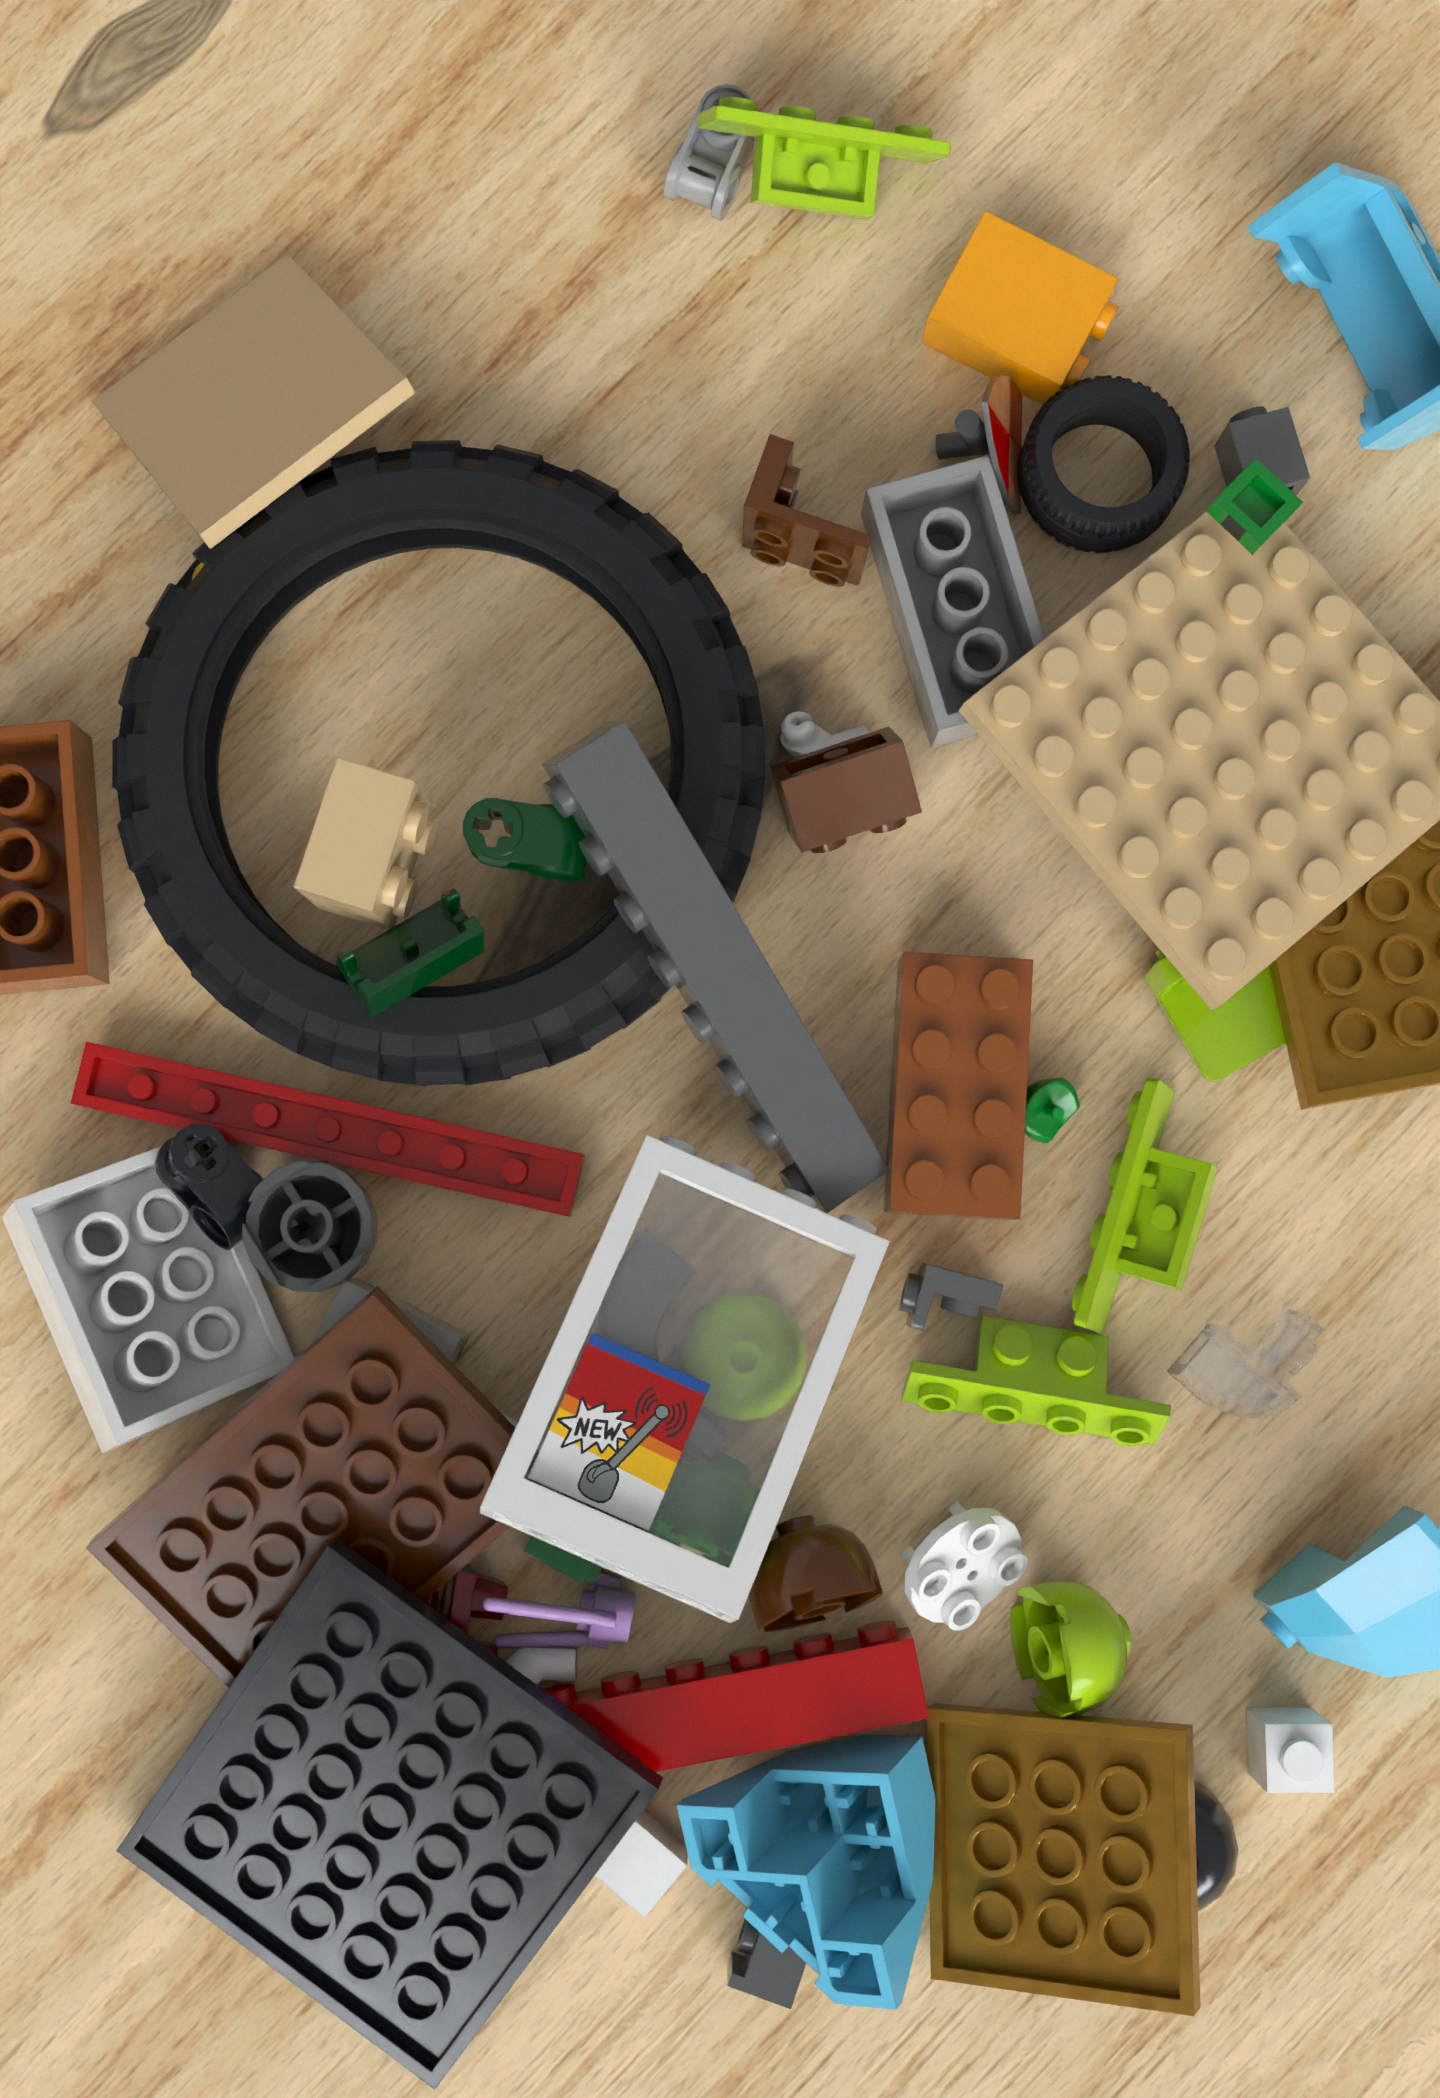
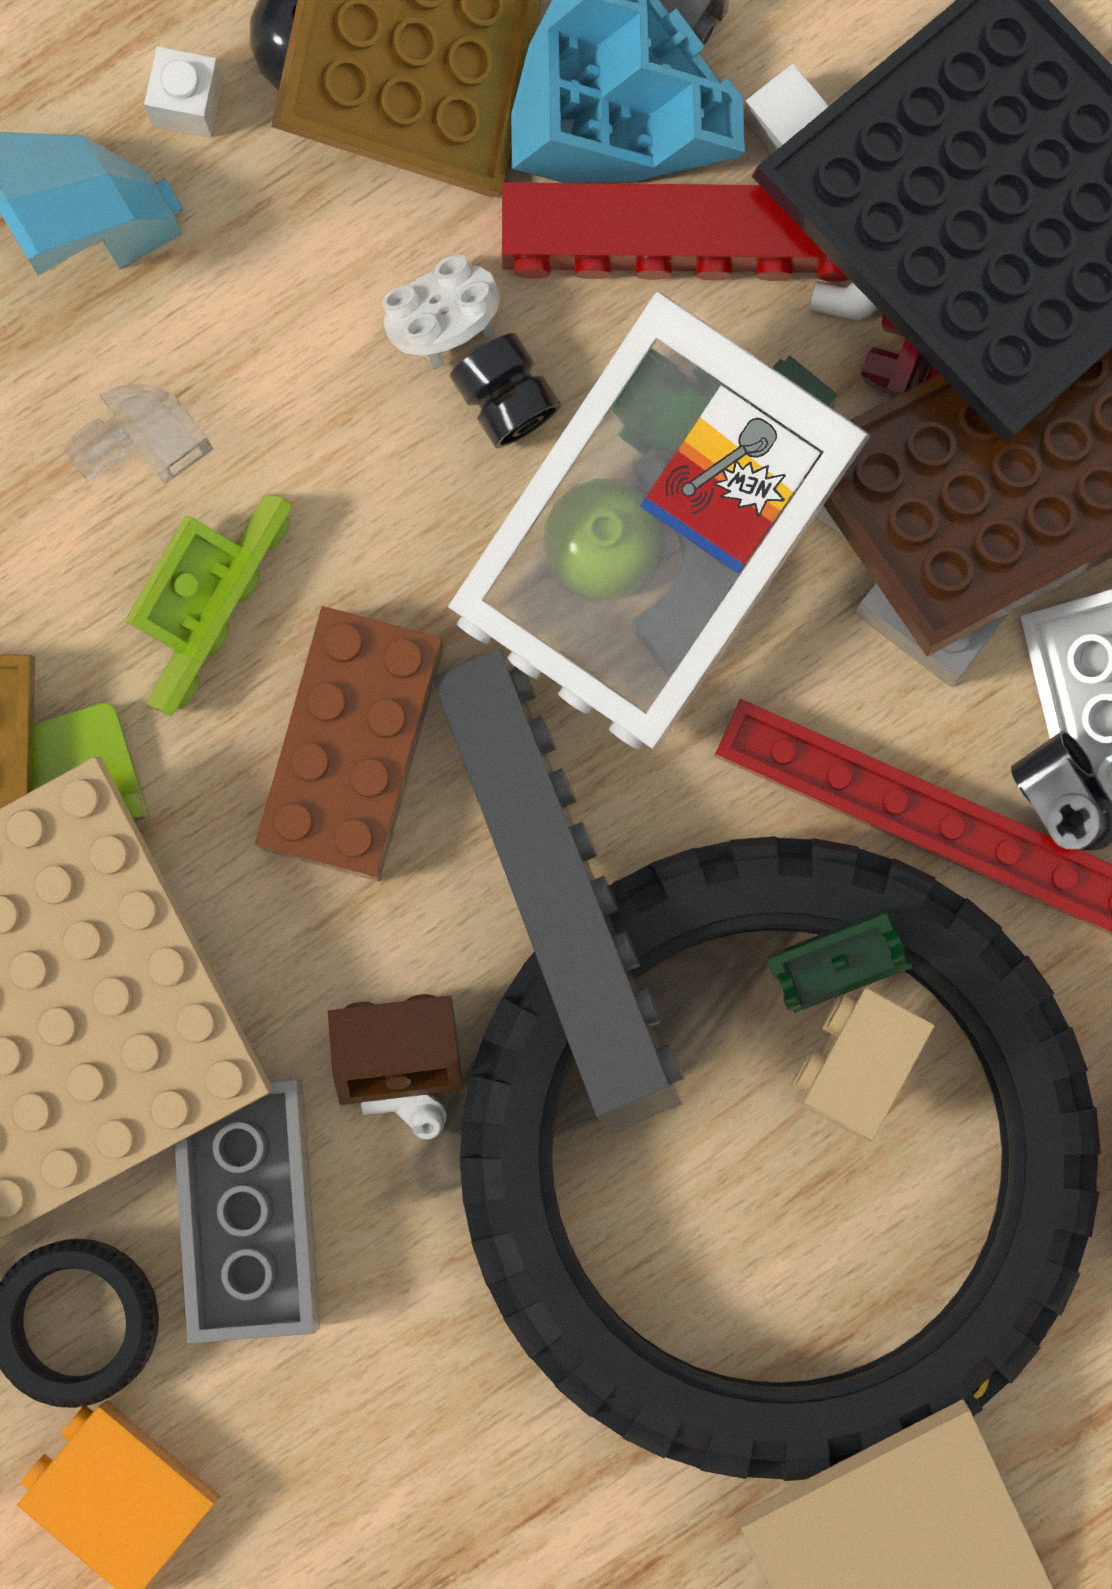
camera: 170 degrees left, 0 degrees up
(309, 1227) = (983, 732): dark grey cylinder -> none
(539, 840) = (700, 1041): dark green piece -> none
(602, 1617) = (782, 329): lavender plant -> none
(784, 535) = (402, 1350): reddish brown bracket -> none
(811, 1574) = (580, 328): reddish brown cylinder -> none
(894, 1508) = (493, 373): none -> black wheel
(959, 1291) = (390, 557): dark grey bracket -> none
(997, 436) = (171, 1372): shield -> none
(1037, 1379) = (334, 464): lime bracket -> none
(1049, 1107) = (269, 710): green piece -> none
(1069, 1645) = (359, 220): lime cylinder -> none

